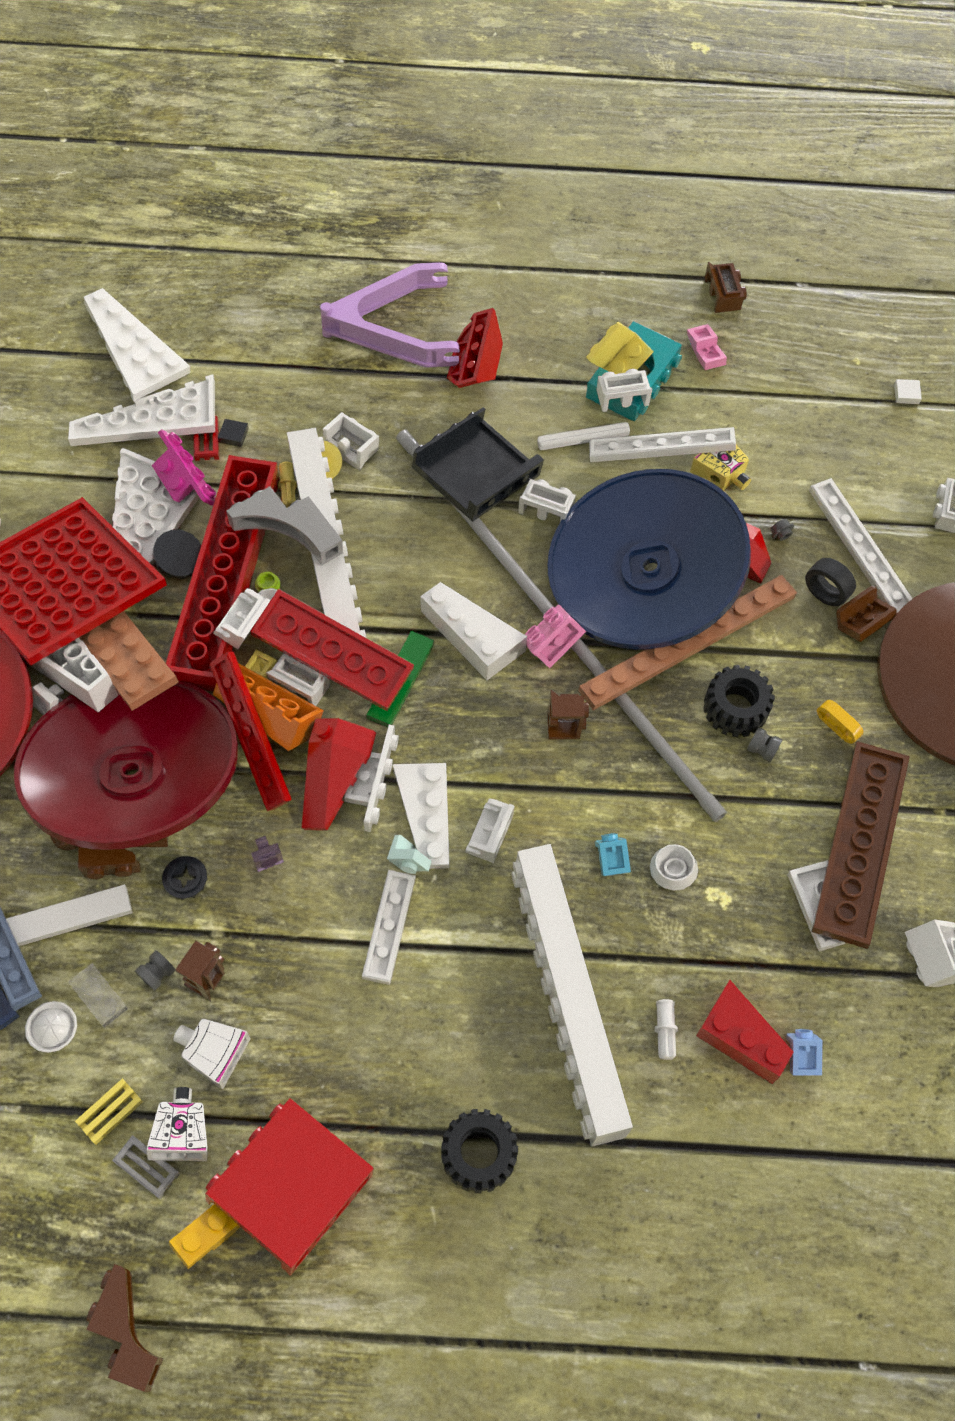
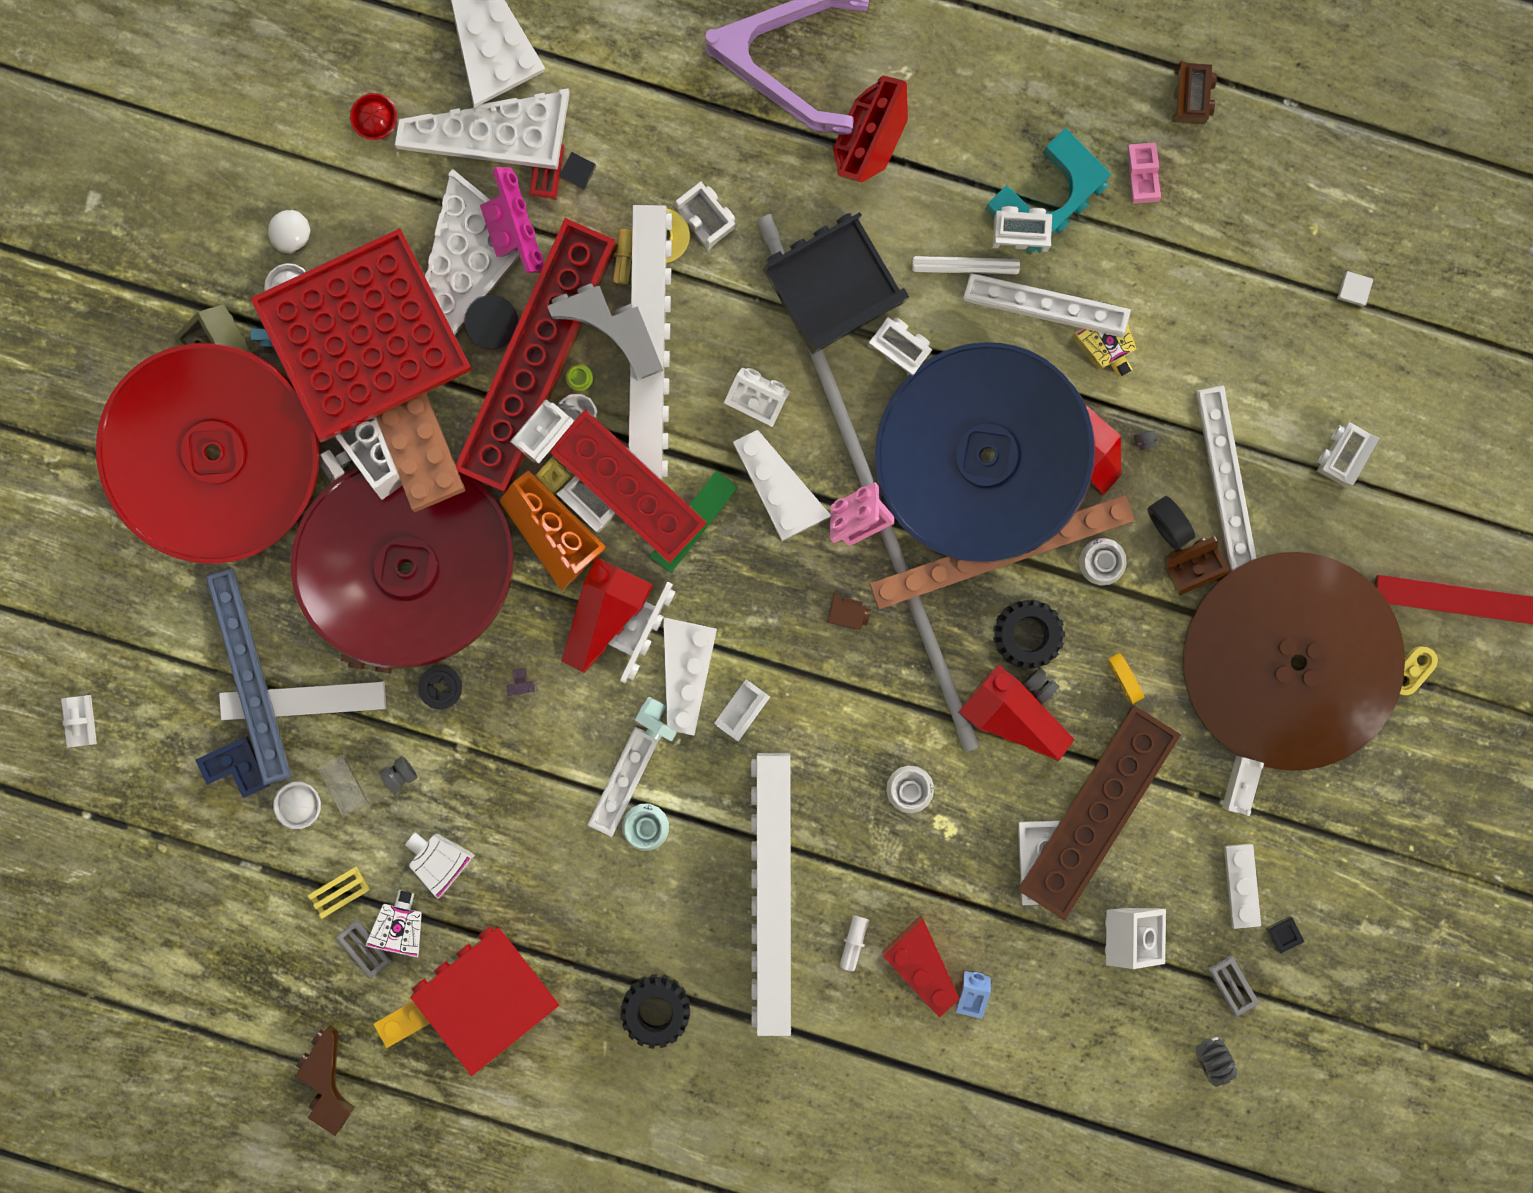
camera: 15 degrees right, 25 degrees up
(46, 426) = (373, 116): none -> red hat
(201, 968) = (440, 790): reddish brown window -> none
(250, 731) = (528, 556): red tile -> none
(424, 958) = (645, 827): none -> light aqua hat
(432, 565) = (757, 396): none -> white bracket
(613, 854) = (854, 763): medium azure bracket -> none
(619, 350) = (1037, 174): light yellow bracket -> none
(745, 769) = (1012, 712): none -> red wedge
(781, 632) = (1102, 561): none -> white hat

